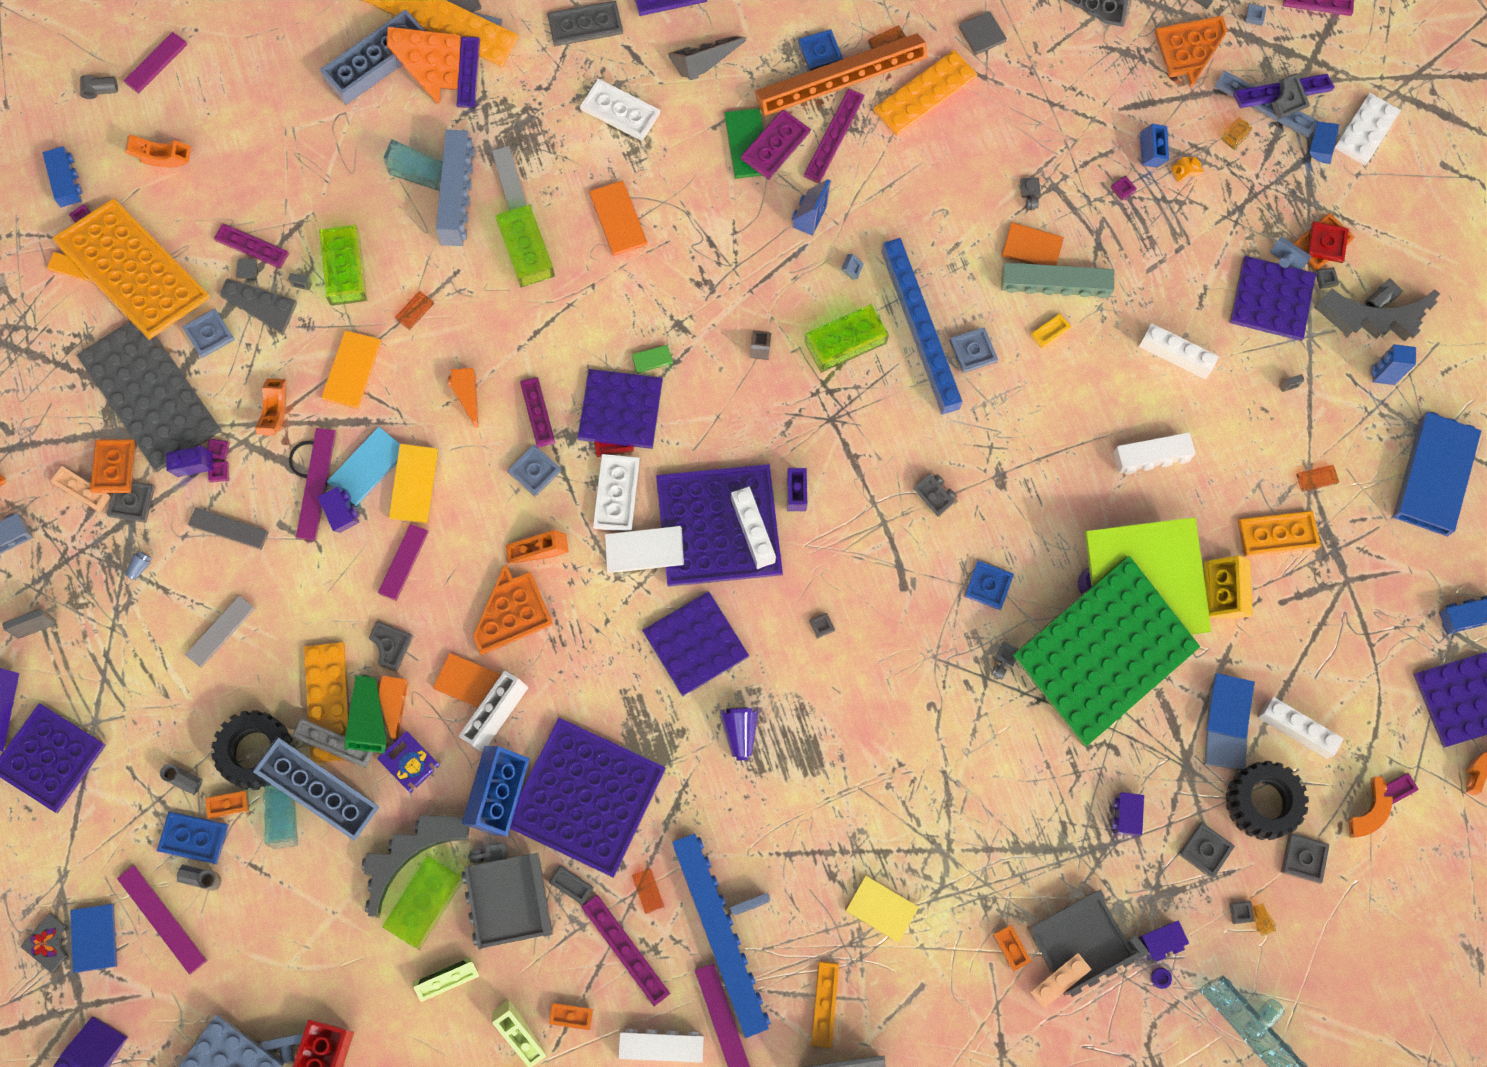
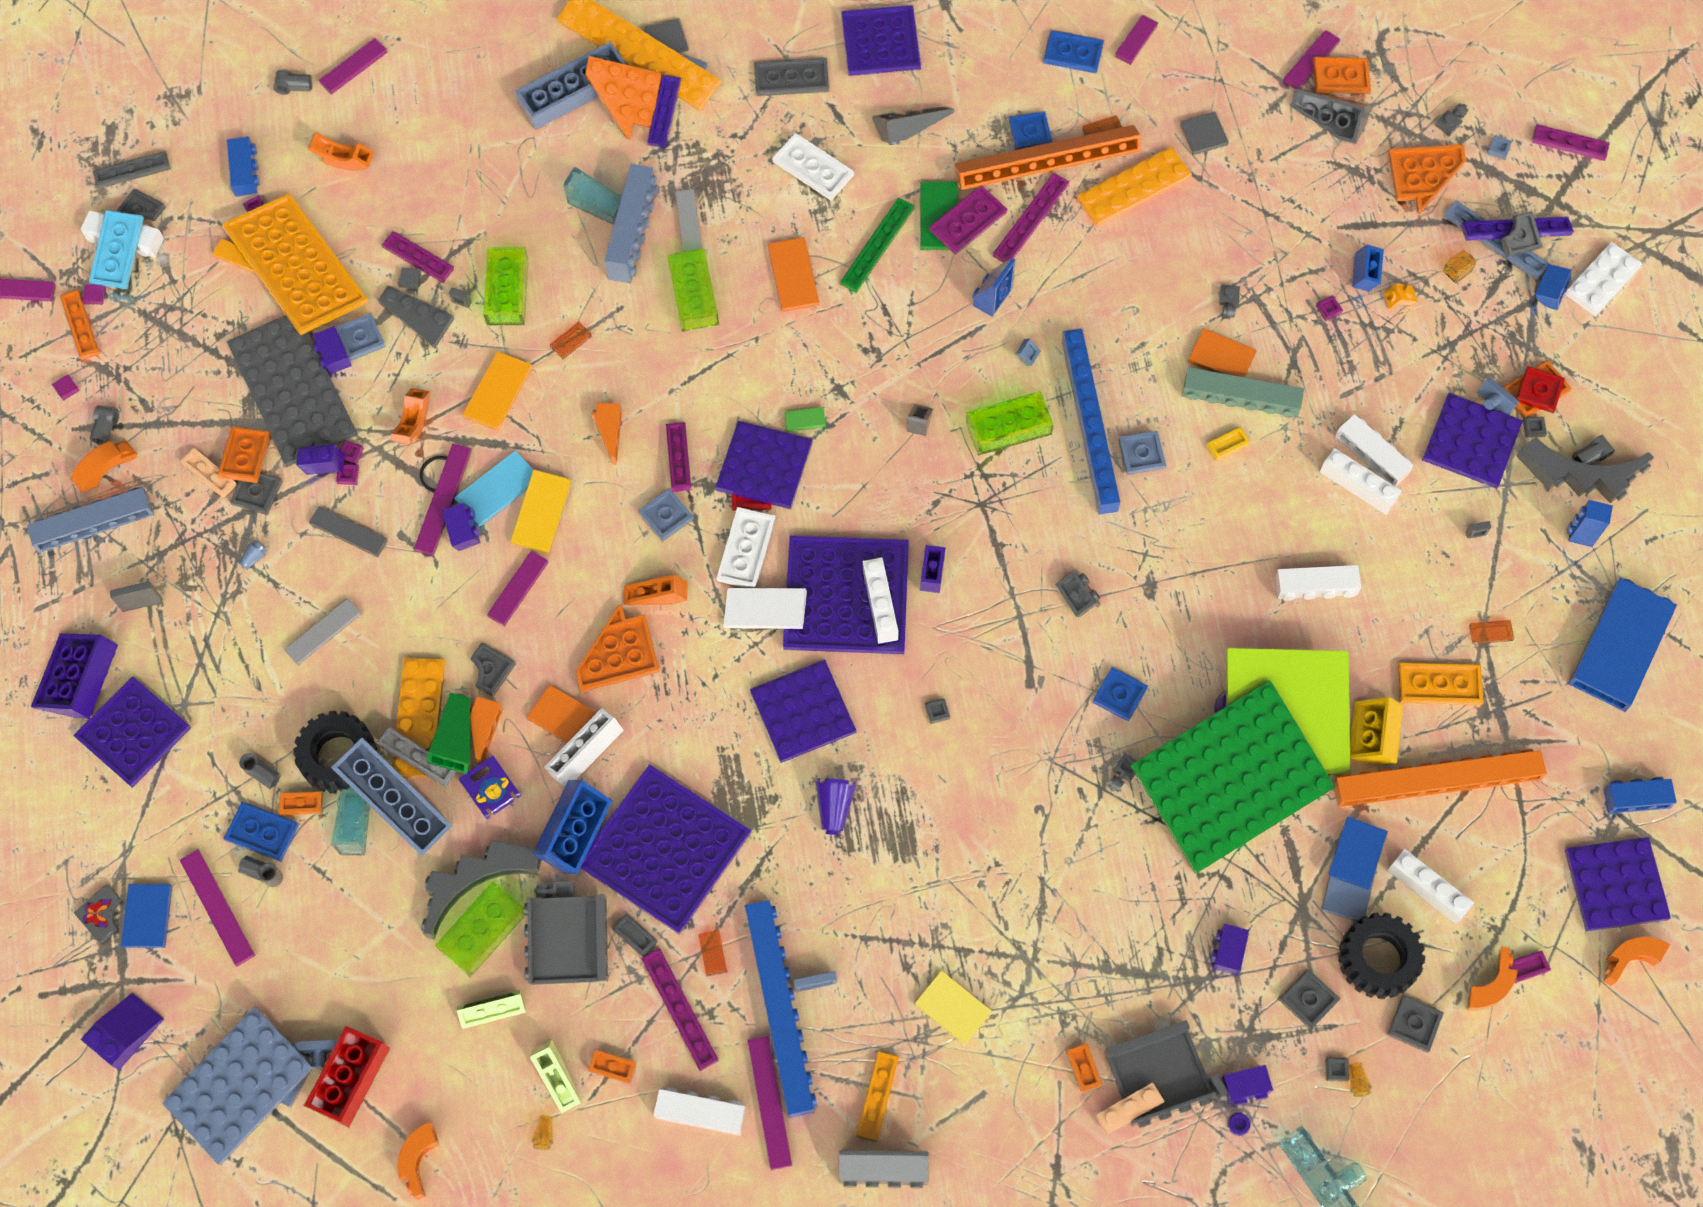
camera: 15 degrees right, 5 degrees down
(182, 350) = (332, 350): none -> dark purple brick
(693, 179) = (877, 245): none -> green tile
(1186, 320) = (1374, 450): none -> white brick
(1292, 624) = (1439, 778): none -> orange brick

